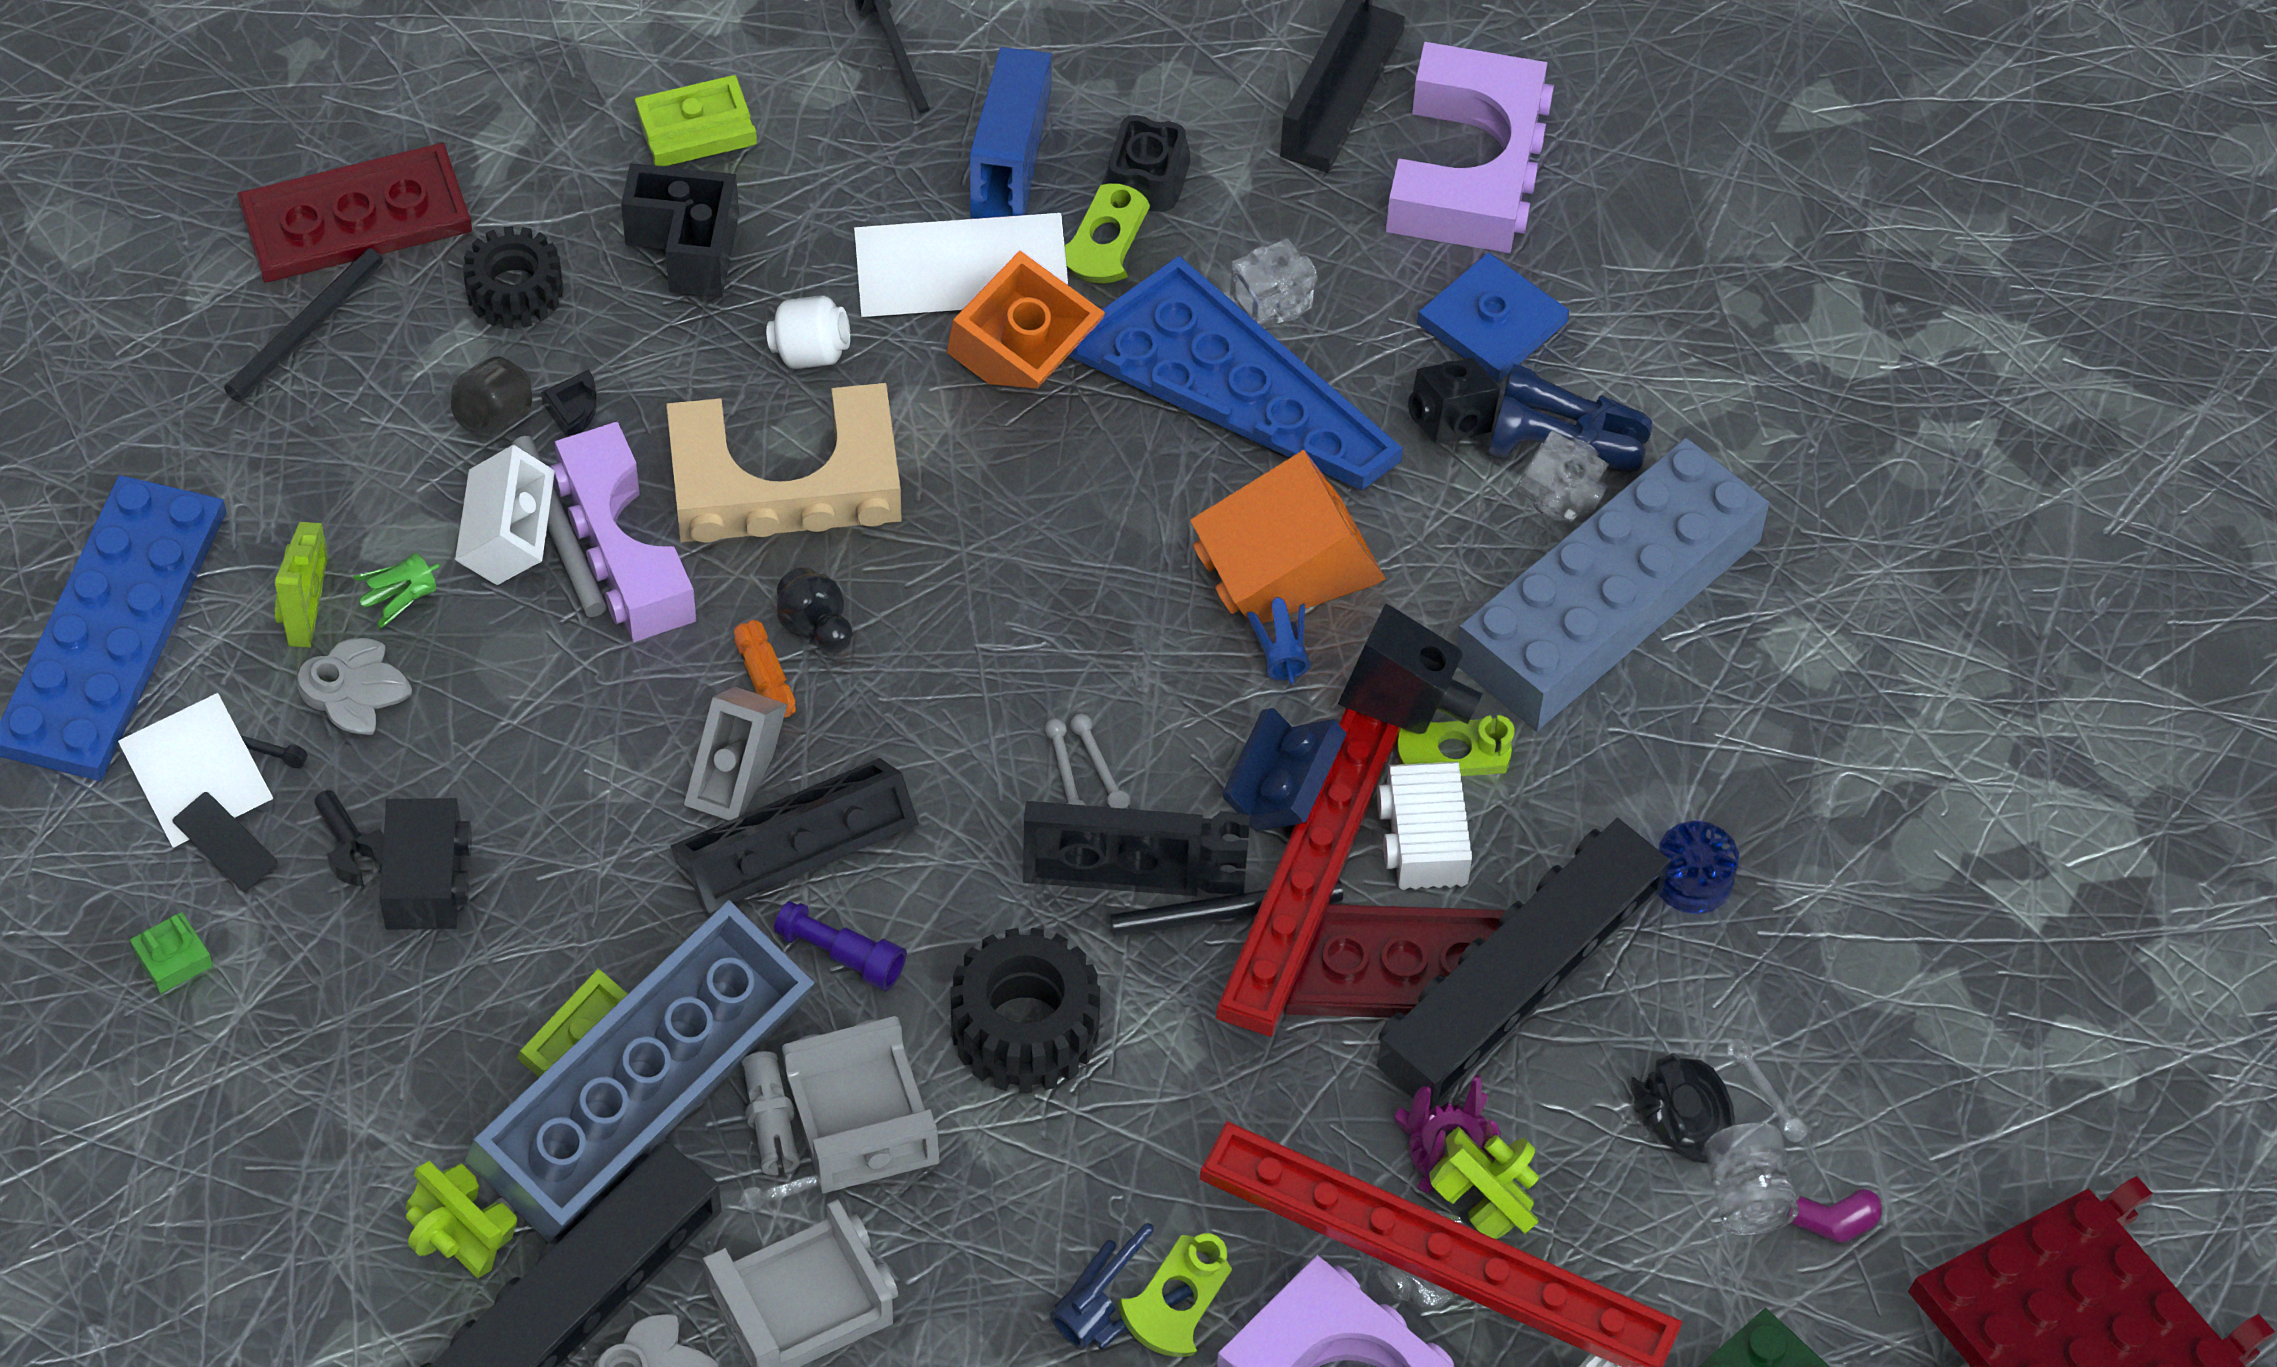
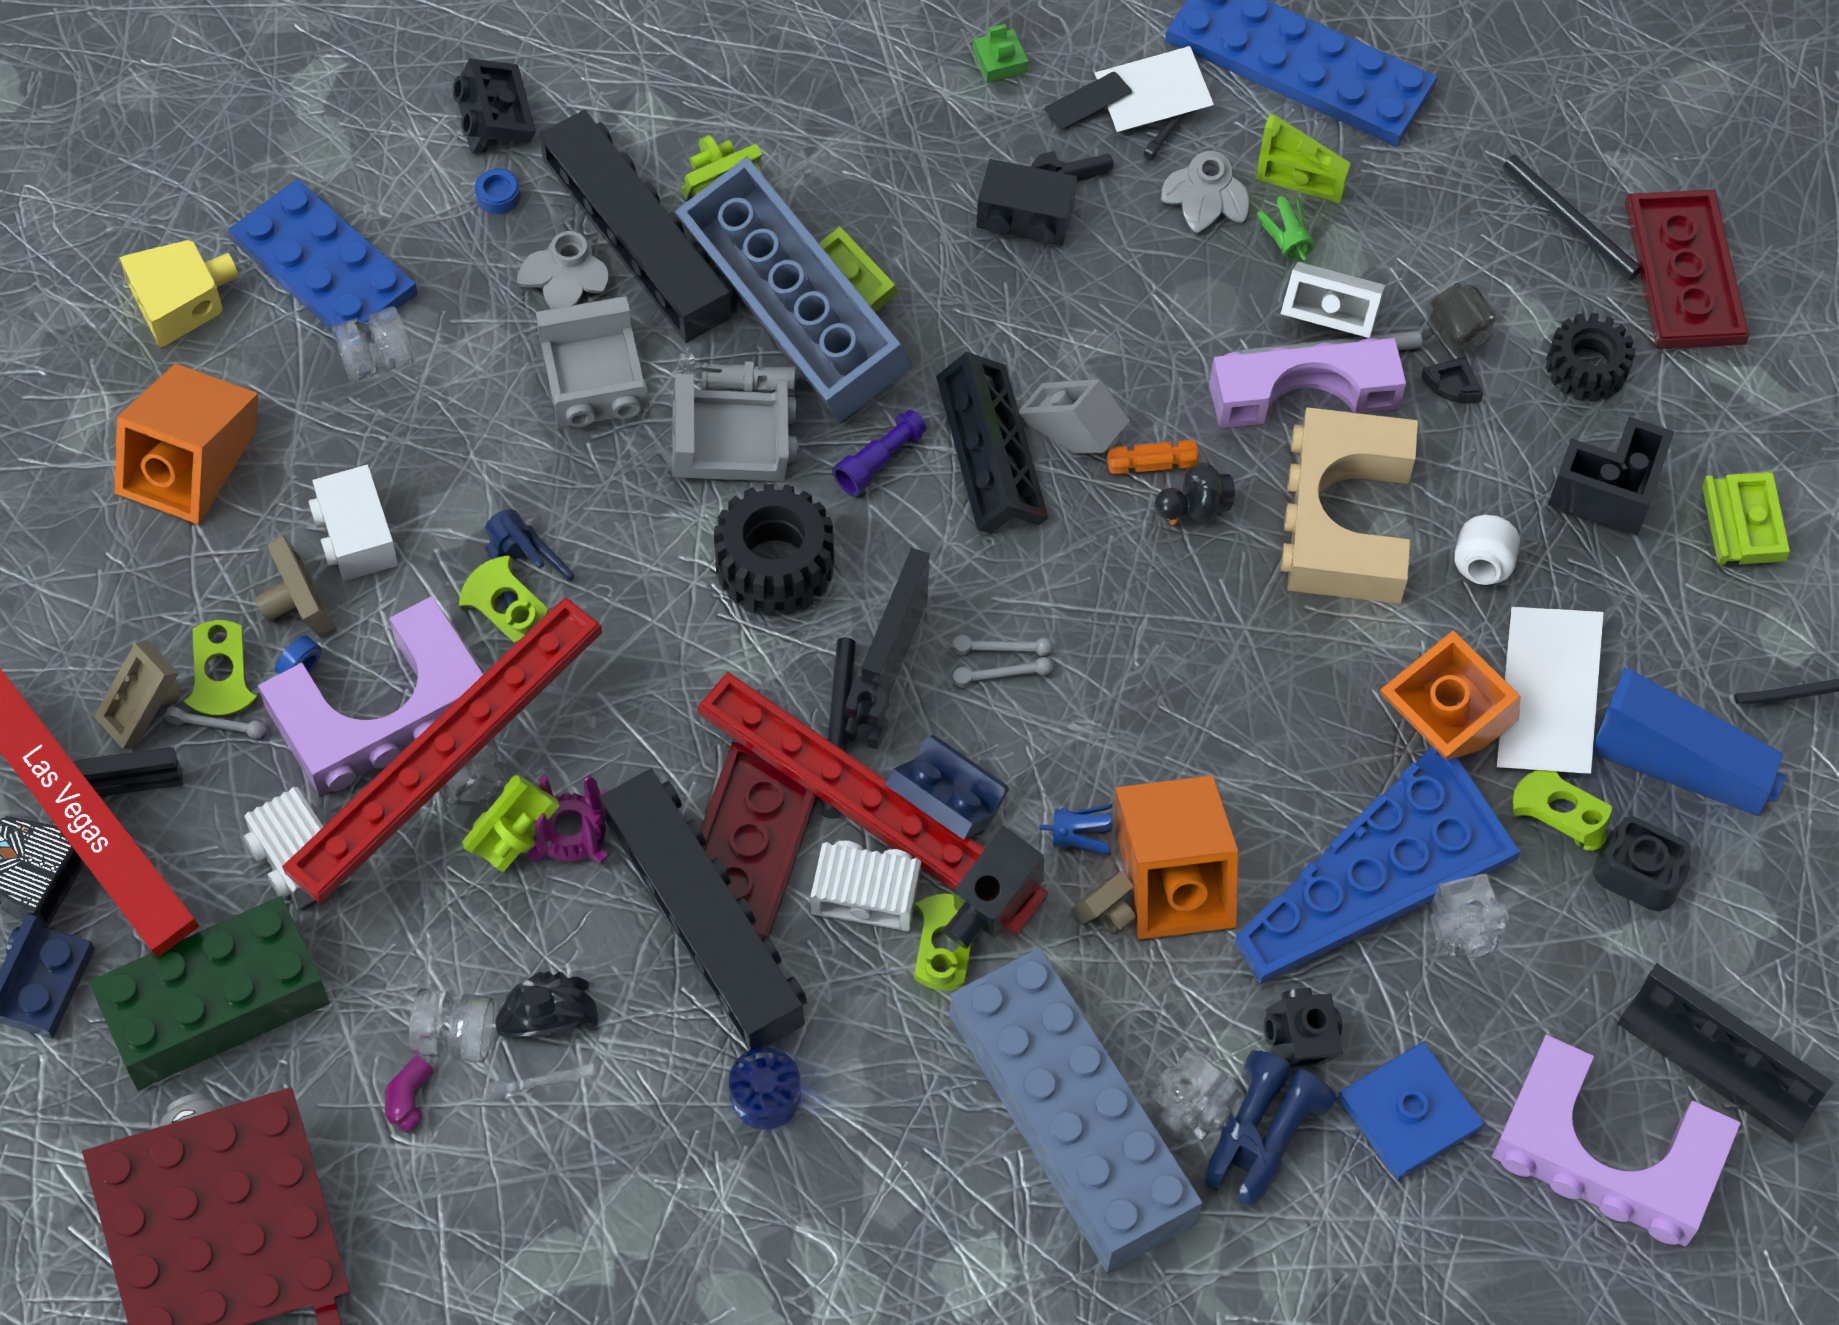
camera: 105 degrees right, 5 degrees up
(1360, 599) = (1106, 903): none -> dark tan tile

